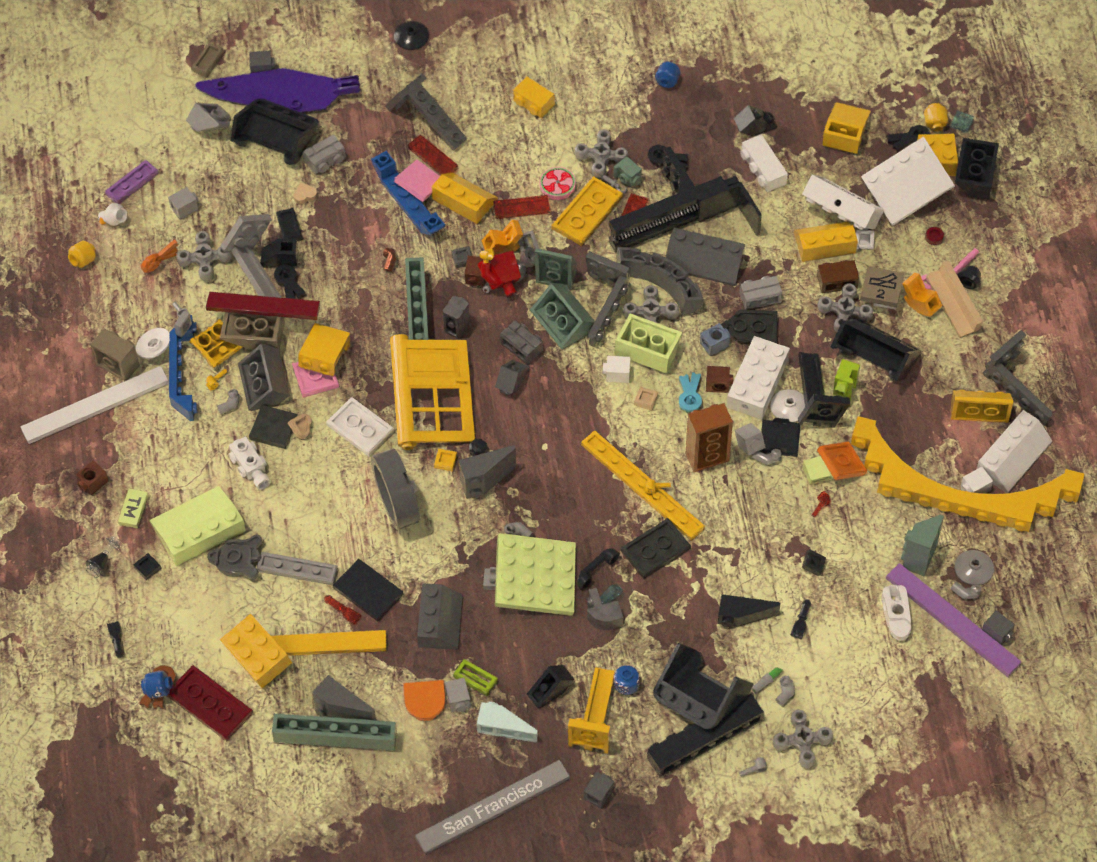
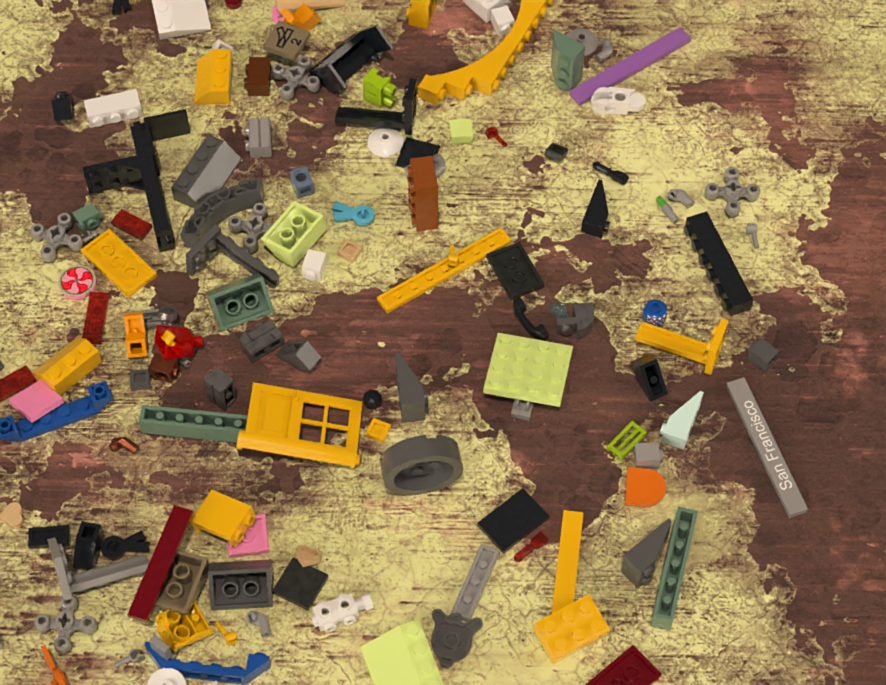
camera: 80 degrees left, 0 degrees up
(360, 426) = (320, 502): white tile -> none
(439, 617) = (558, 462): dark grey slope -> none
(518, 528) = (471, 378): light grey arm -> none
(554, 268) = (188, 293): sand green slope -> none
(656, 153) = (74, 190): black piece -> none
(694, 692) = (682, 257): black windscreen -> none
(718, 379) = (346, 187): copper brick -> none
(752, 323) = (293, 151): pearl dark grey tile -> none
(757, 377) = (354, 156): white brick -> none
(842, 201) = (184, 52): white brick -> none
(842, 460) = (457, 109): orange tile -> none
(845, 127) = (95, 37): yellow slope -> none
(999, 628) = (646, 34): dark grey brick -> none

